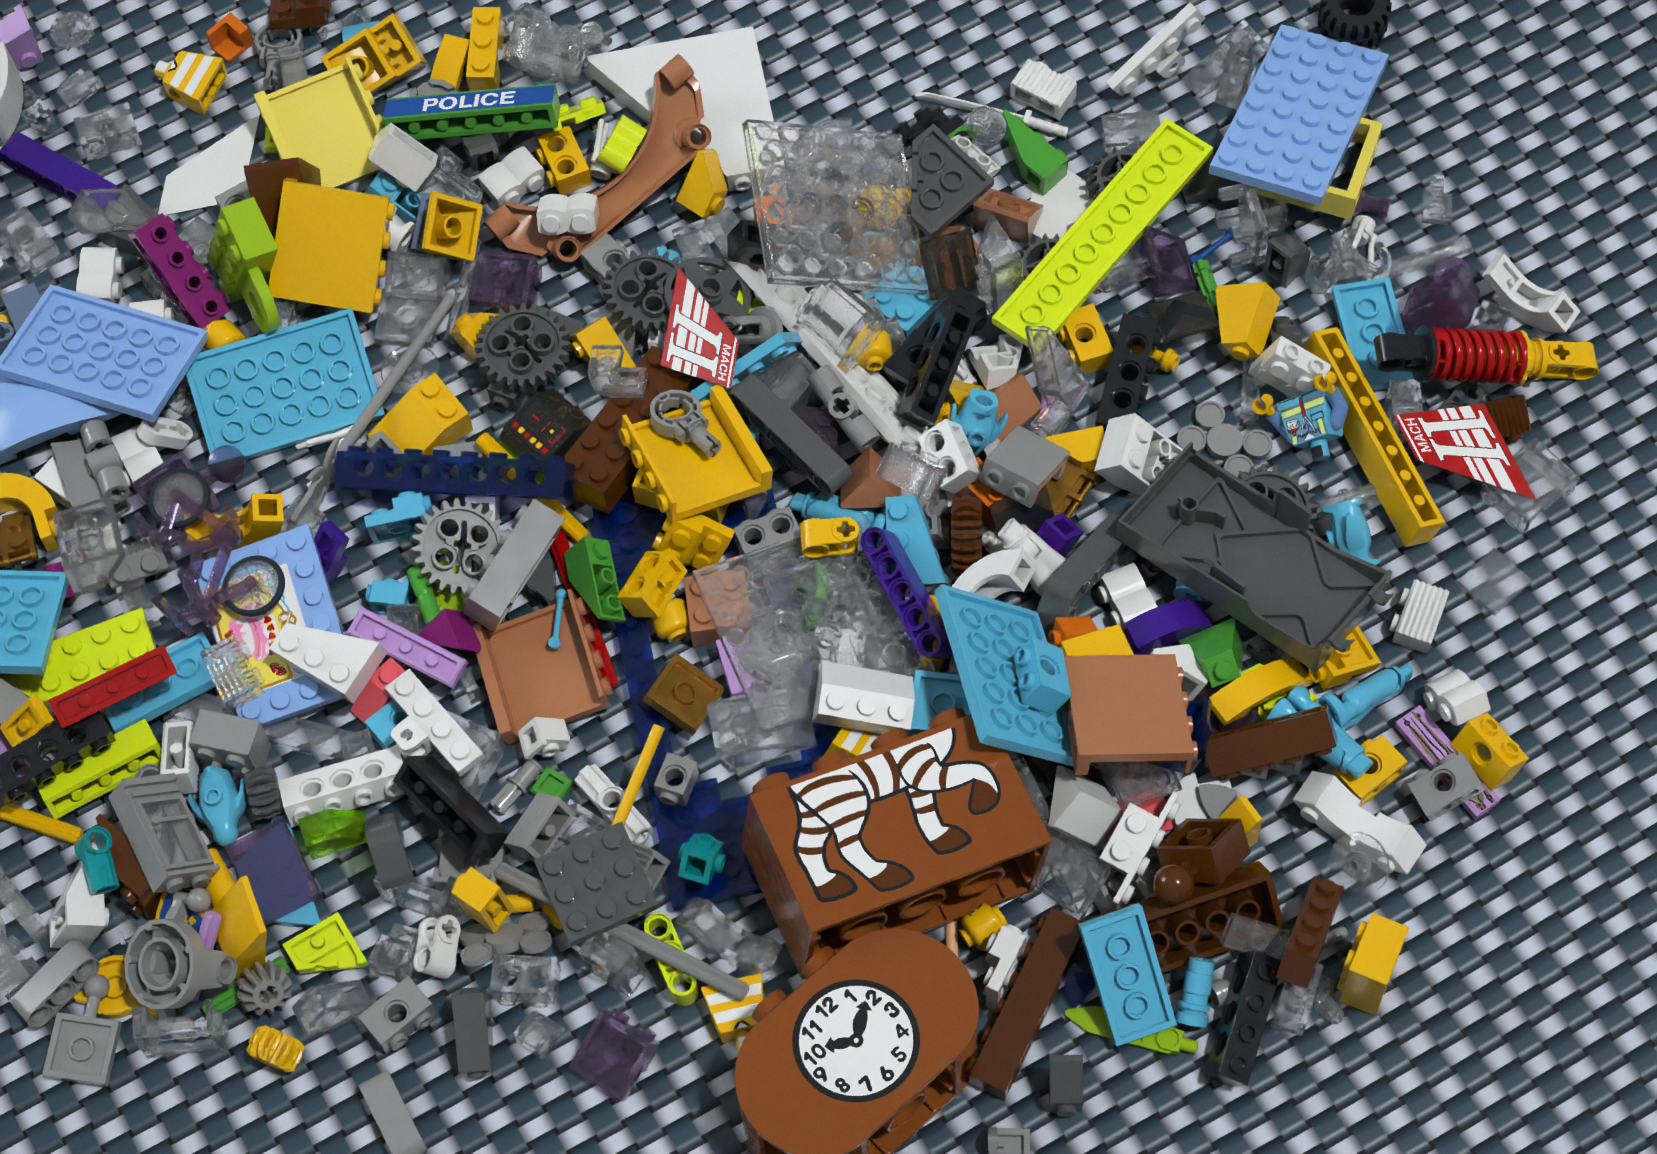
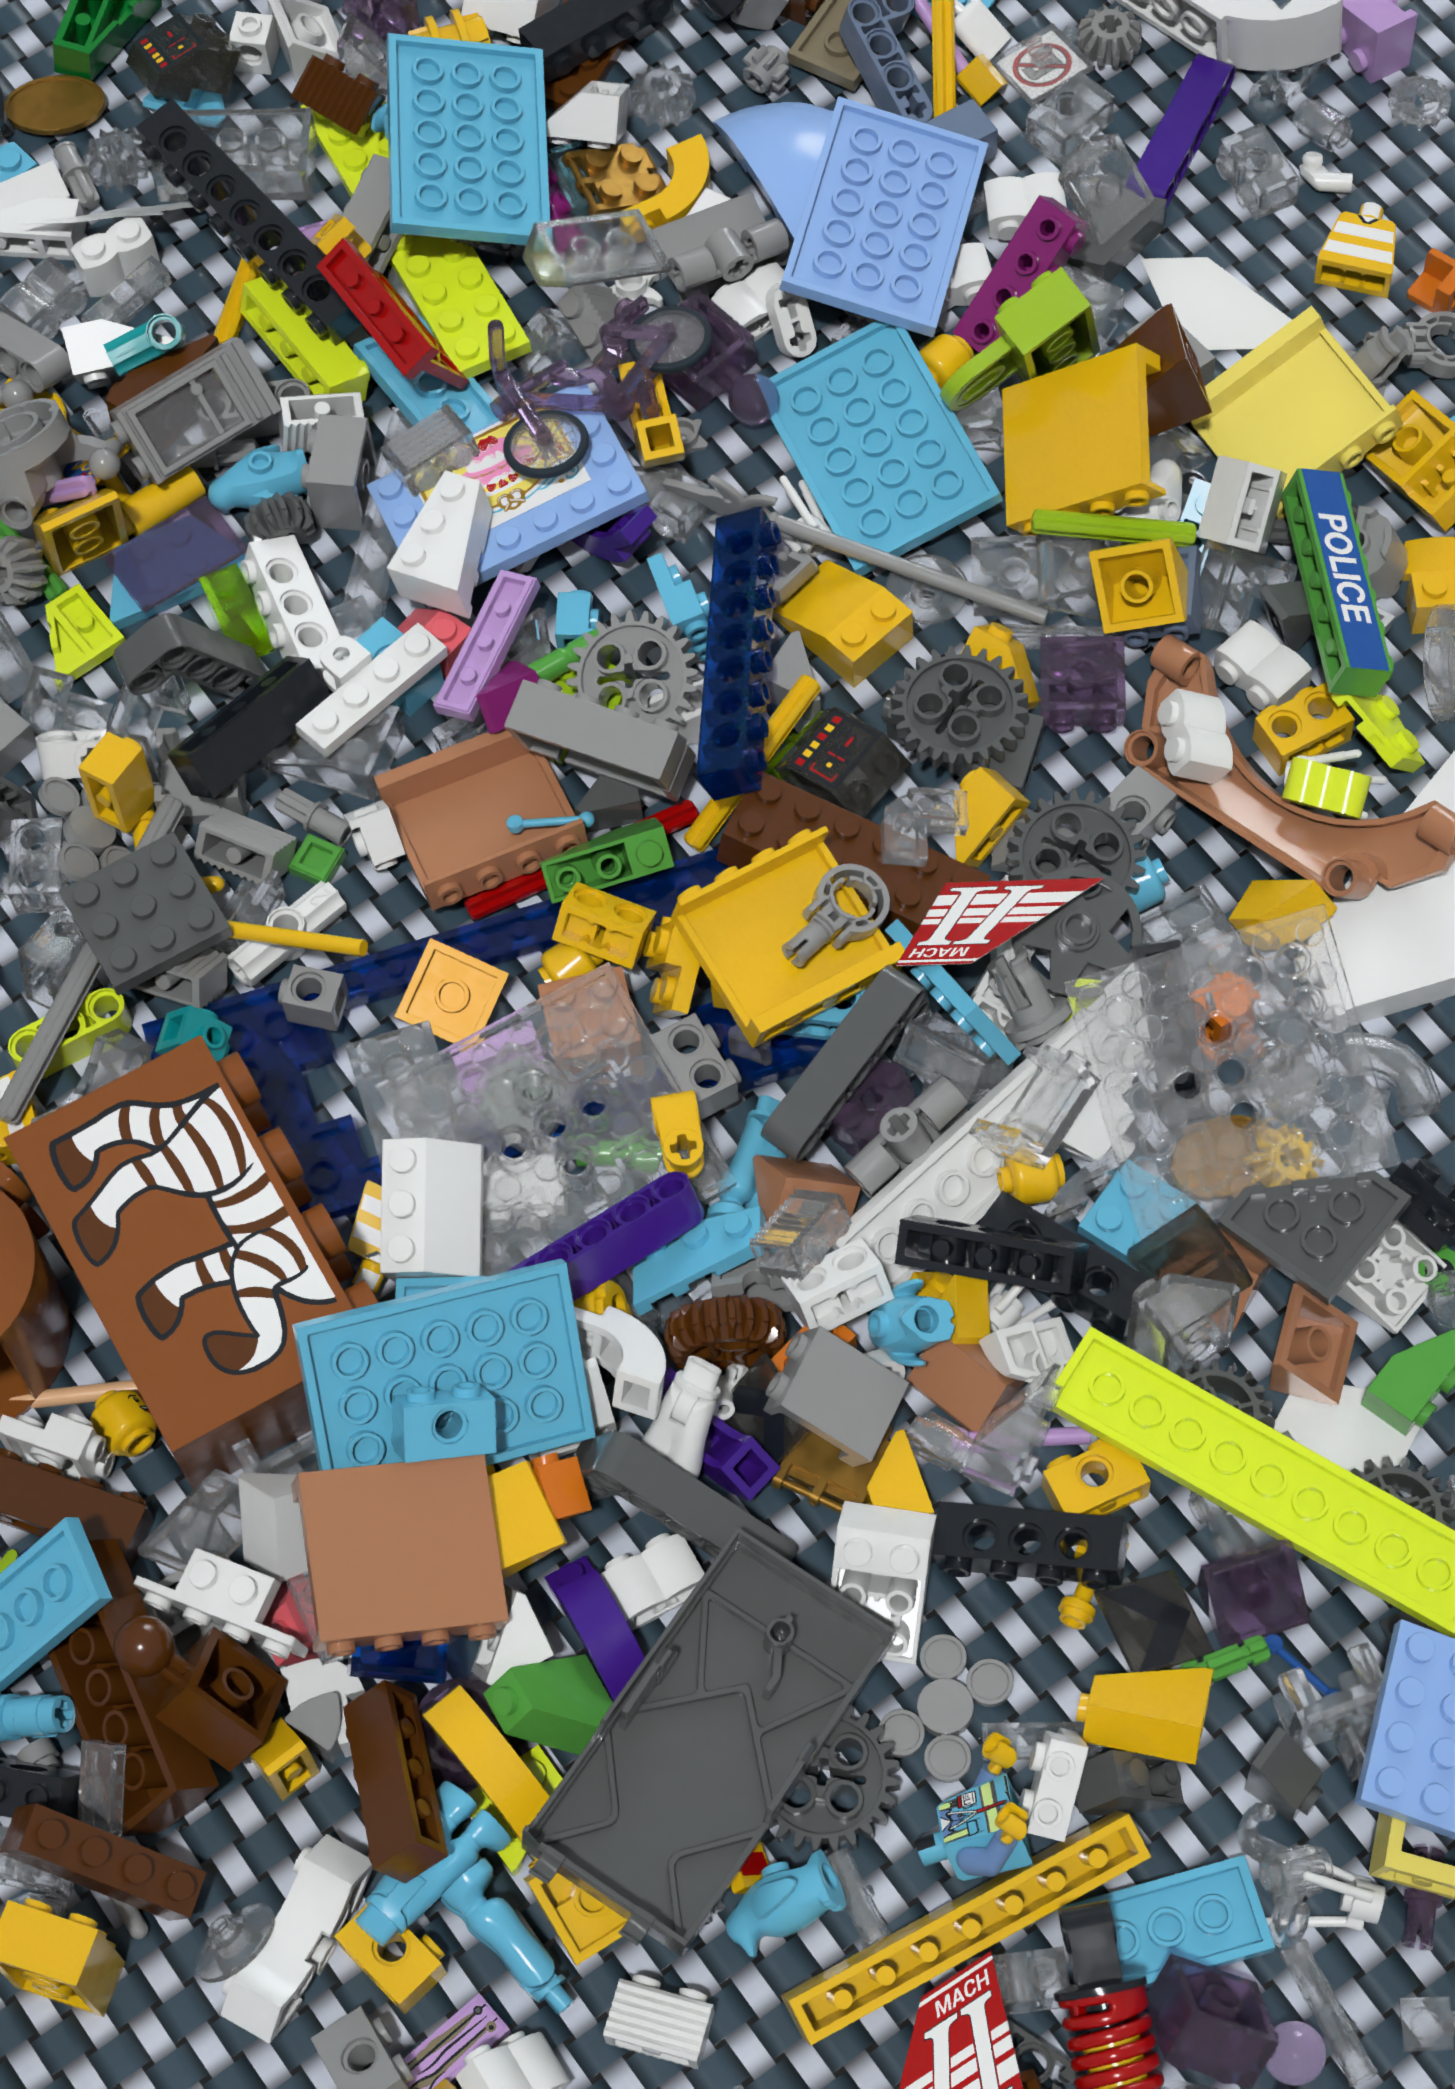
camera: 85 degrees right, 0 degrees up
(124, 94) = (1321, 178): none -> white arm
(400, 237) = (1111, 527): none -> lime axle

